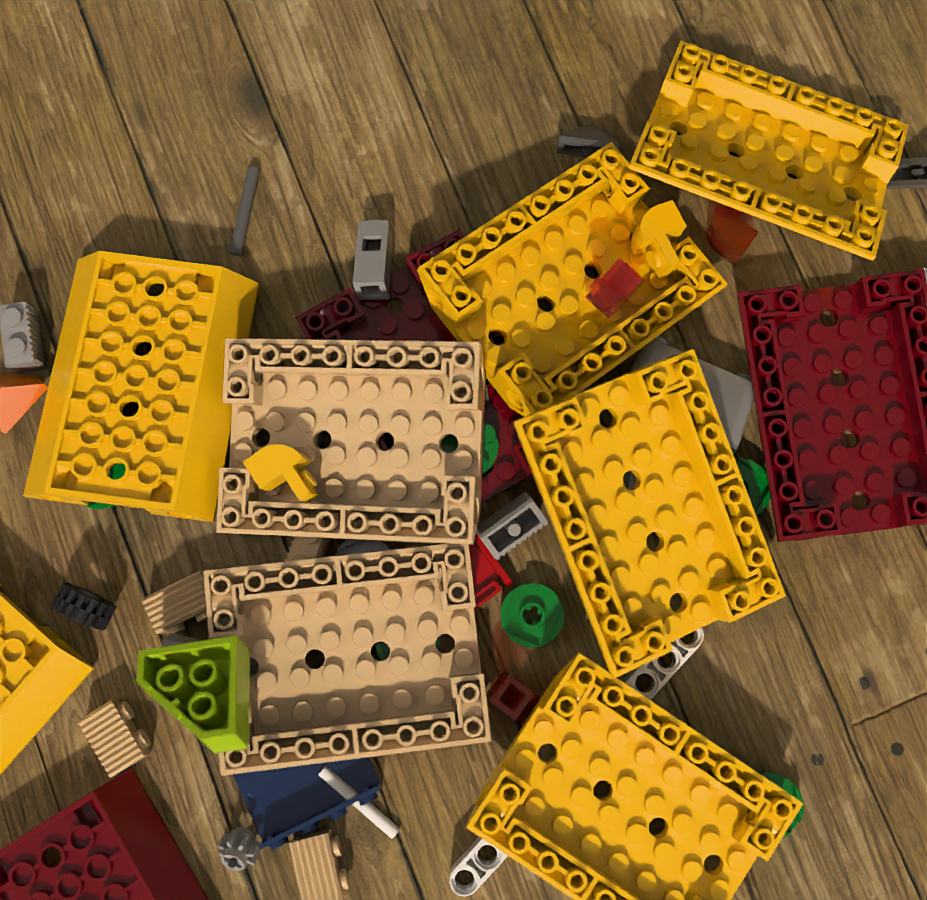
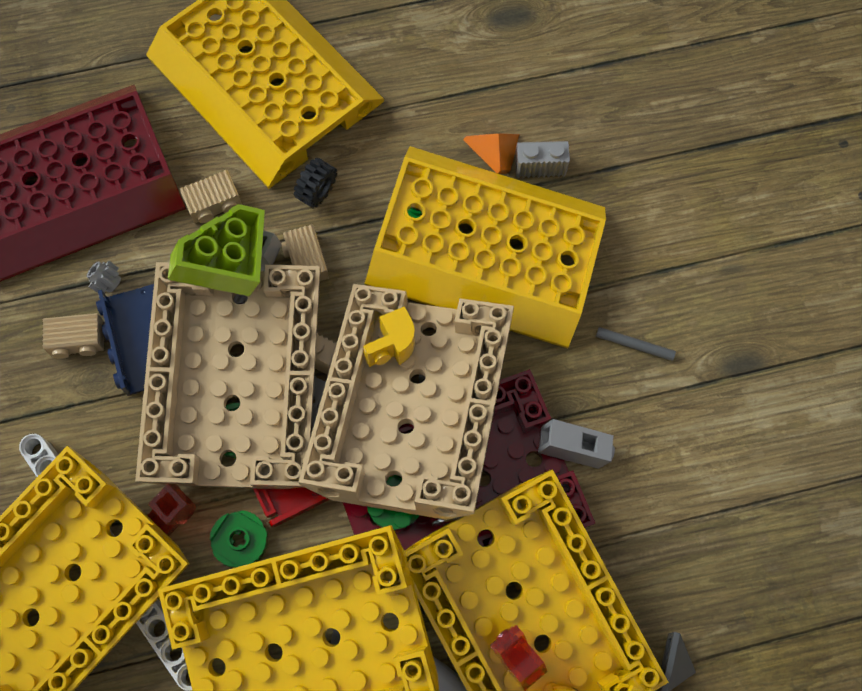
camera: 95 degrees right, 10 degrees down
(368, 809) = (109, 382): white bar -> none
(511, 525) = (315, 522): light grey brick -> none

